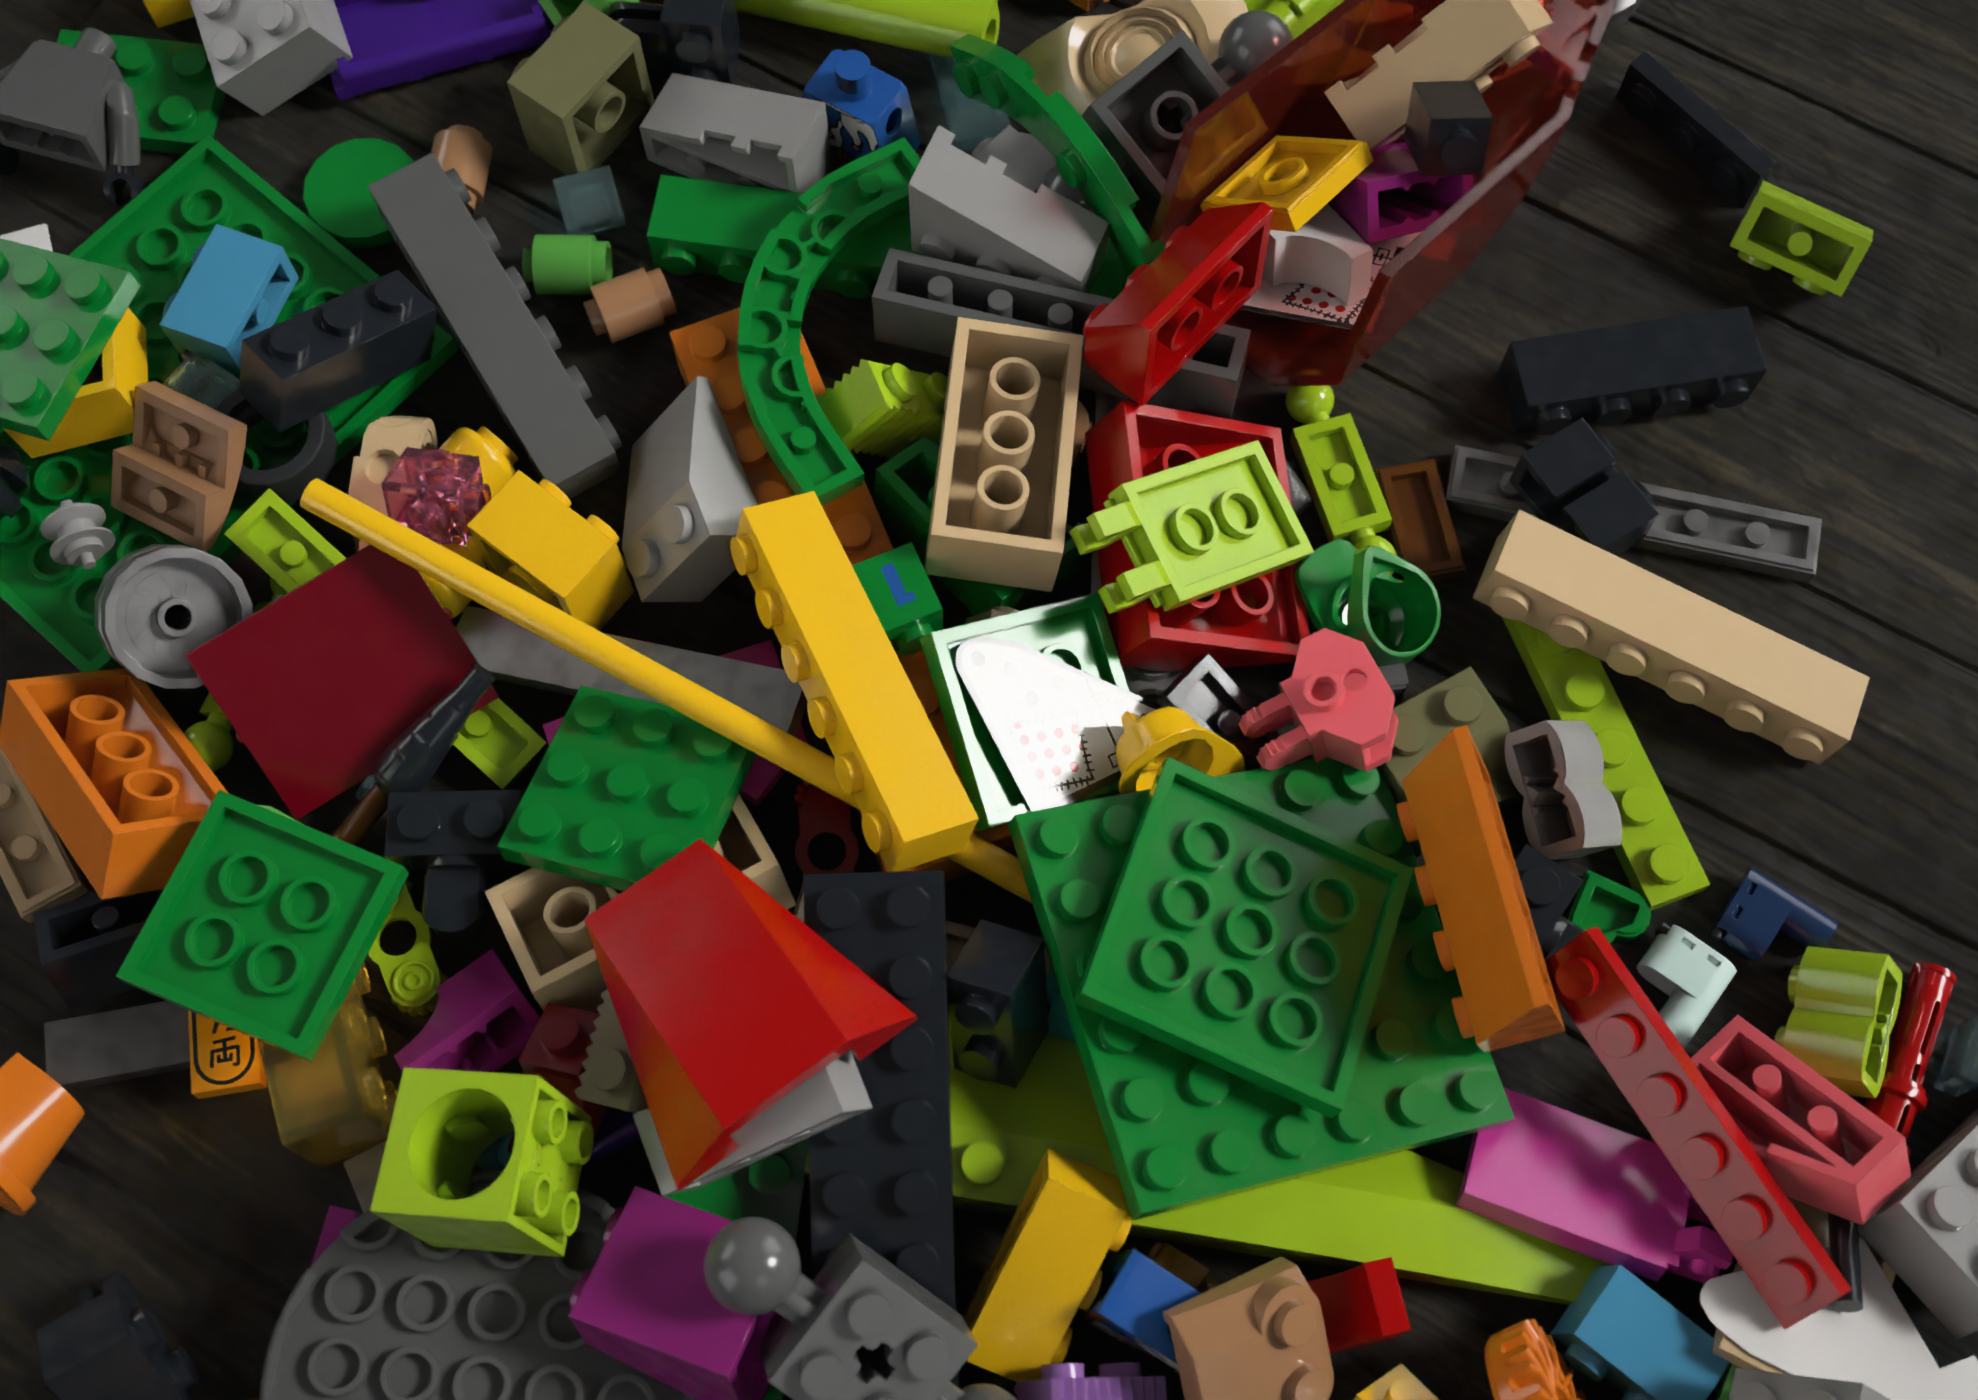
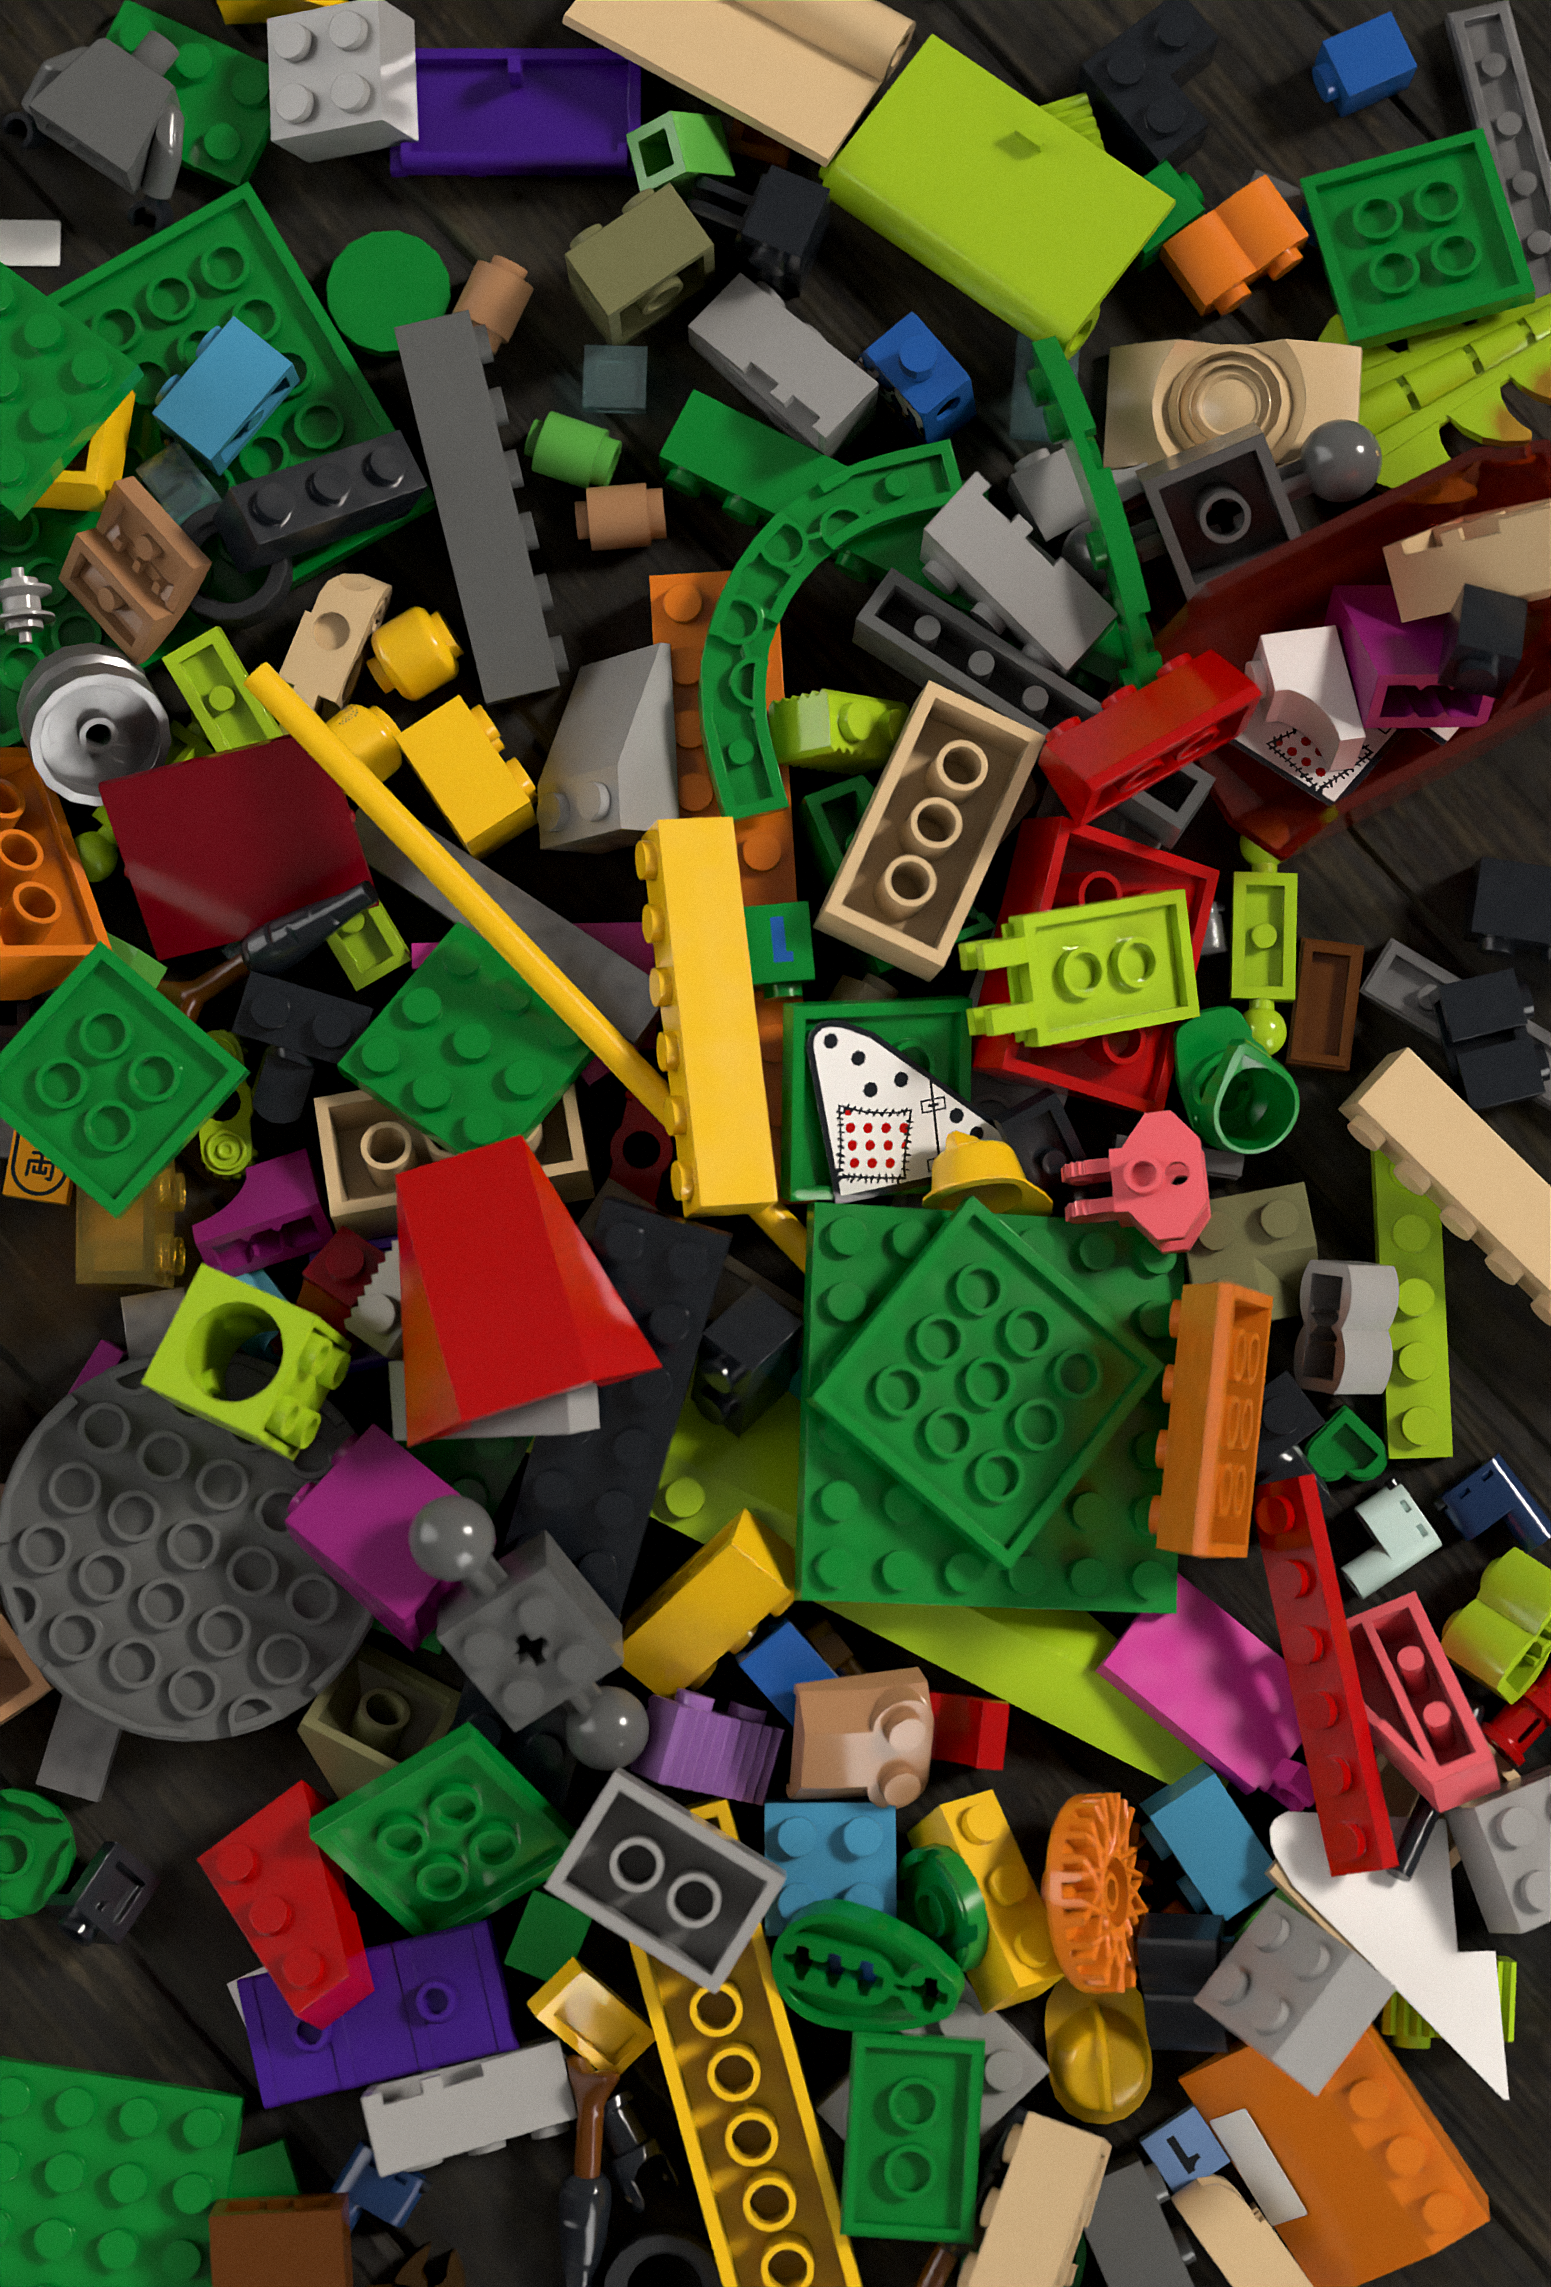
camera: 20 degrees right, 15 degrees up
(436, 493) = (373, 690): clear pink brick -> none
(1293, 177) = (1307, 636): yellow tile -> none

